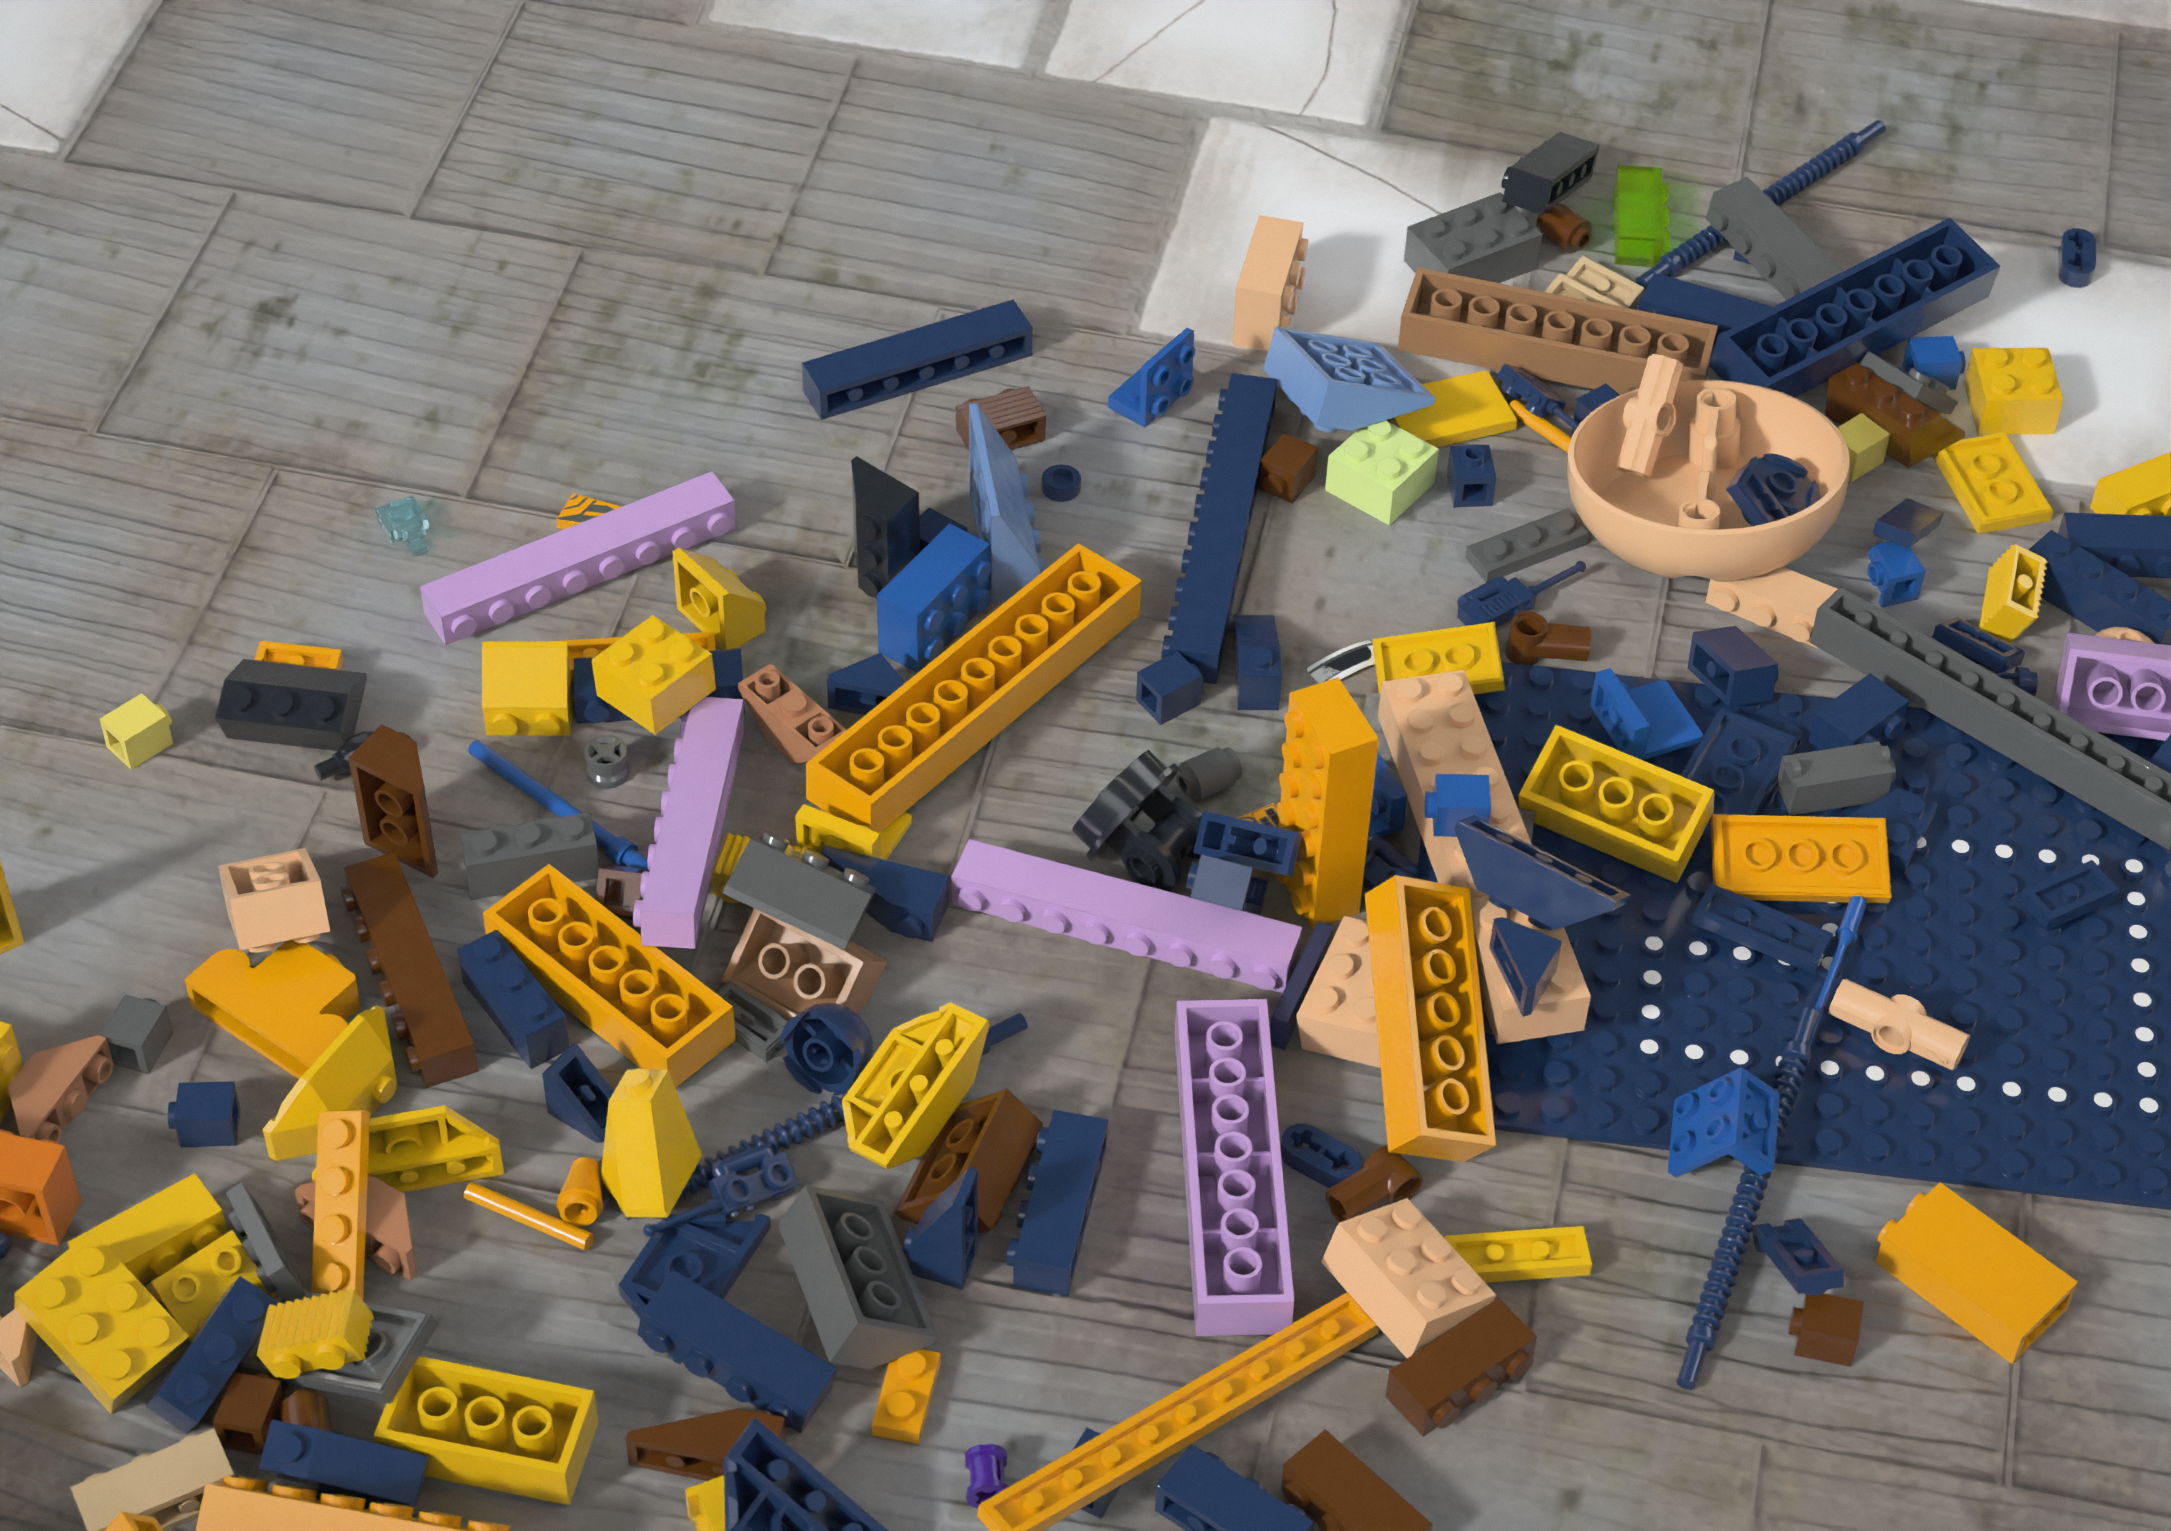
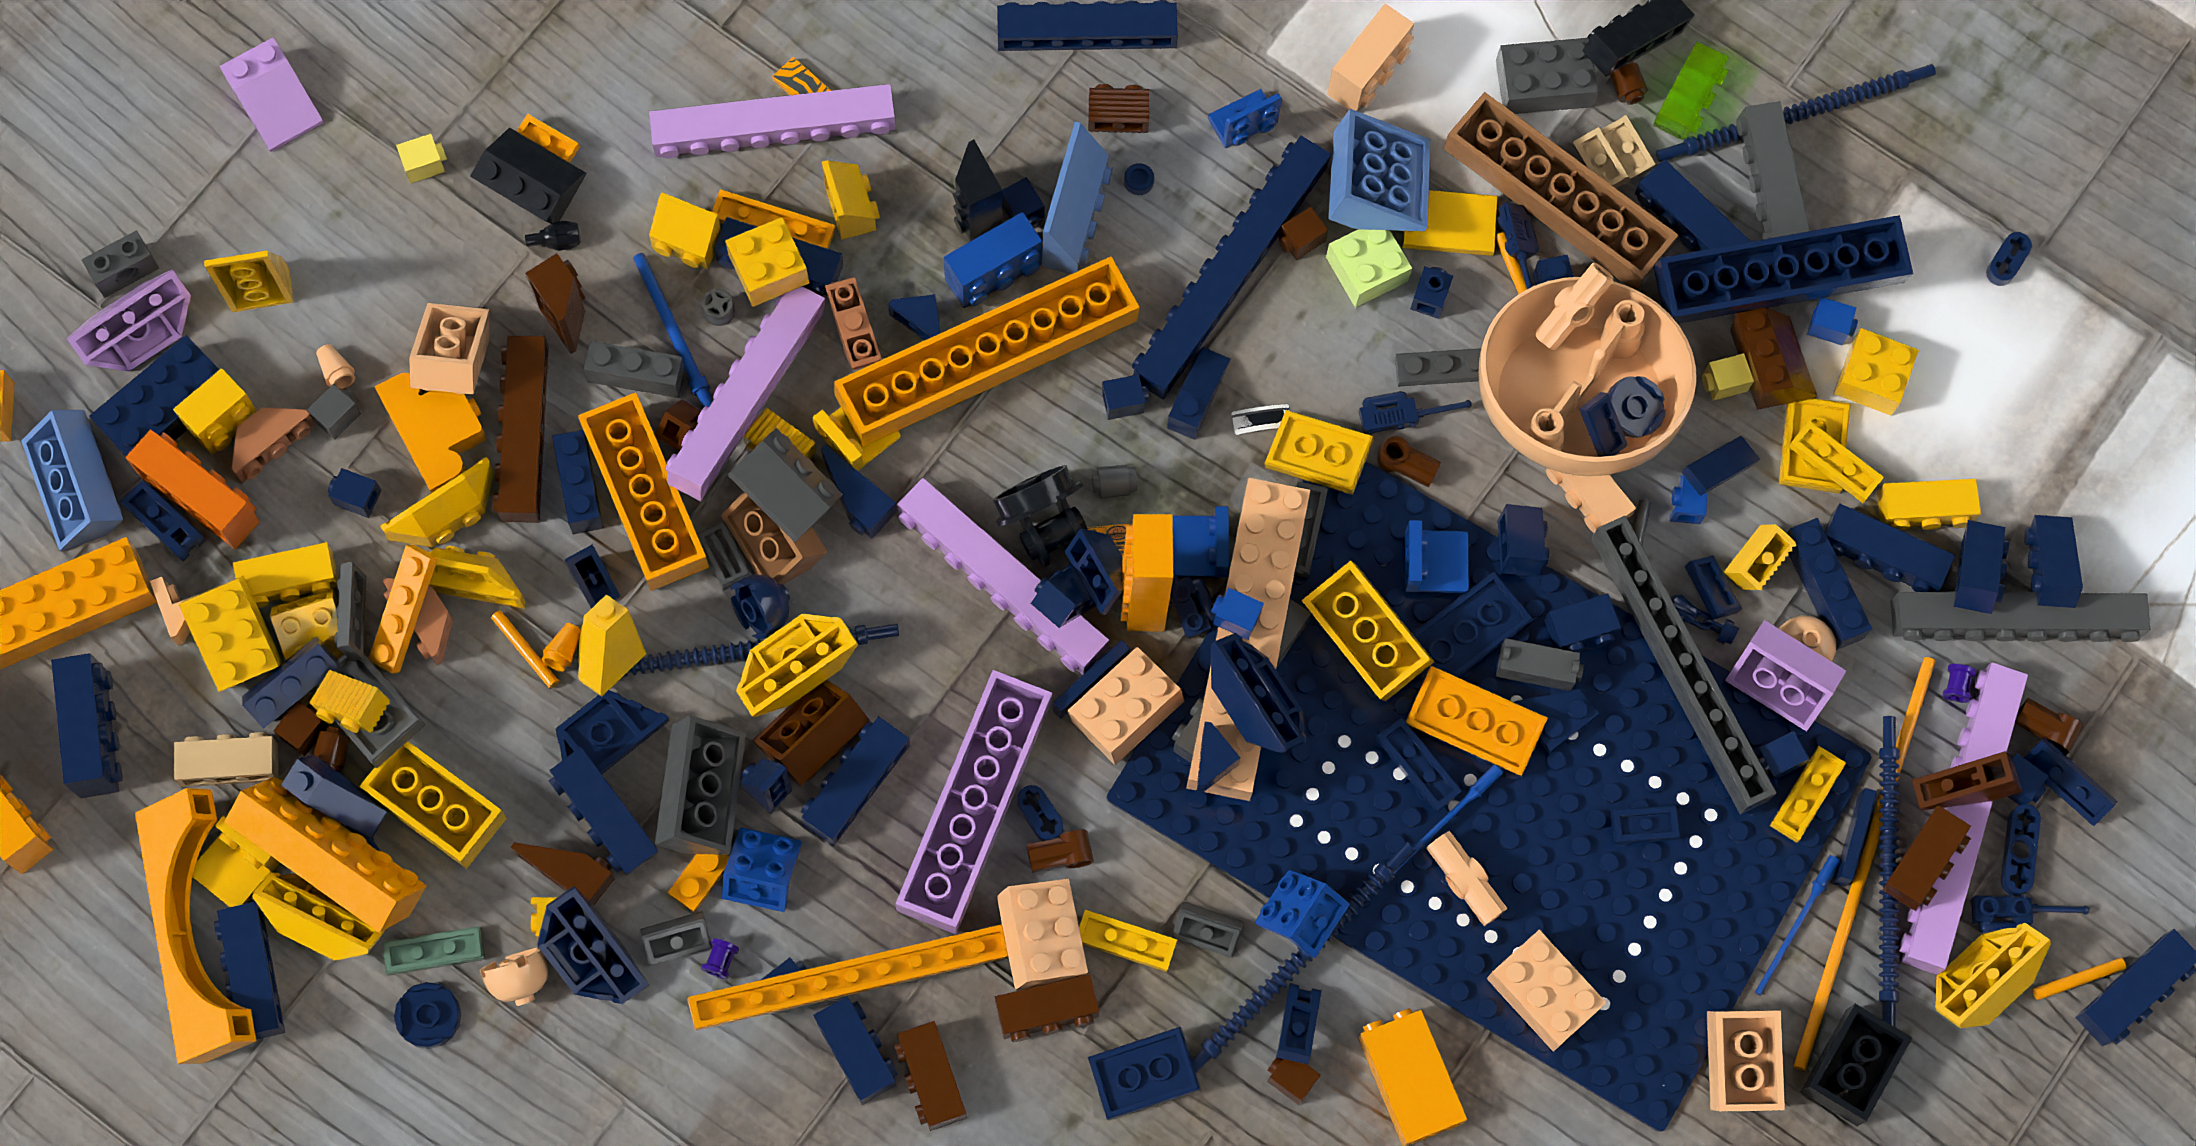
camera: 20 degrees right, 25 degrees up
(113, 983) = (335, 367): none -> light nougat cone
(405, 522) = (667, 38): clear light blue plate -> none
(737, 1192) = (660, 692): dark blue piece -> none
(911, 1480) = (676, 938): none -> dark grey slope
(988, 1354) = (760, 869): none -> blue bracket
(1429, 1020) = (1143, 759): light orange brick -> none
(1613, 1209) = (1207, 929): none -> dark grey slope
(1634, 1398) = (1144, 1073): none -> dark blue tile
(1912, 383) = (1797, 340): dark grey wing -> none
(2031, 480) = (1836, 461): none -> yellow plate
(2076, 1105) = (1546, 990): none -> light nougat brick

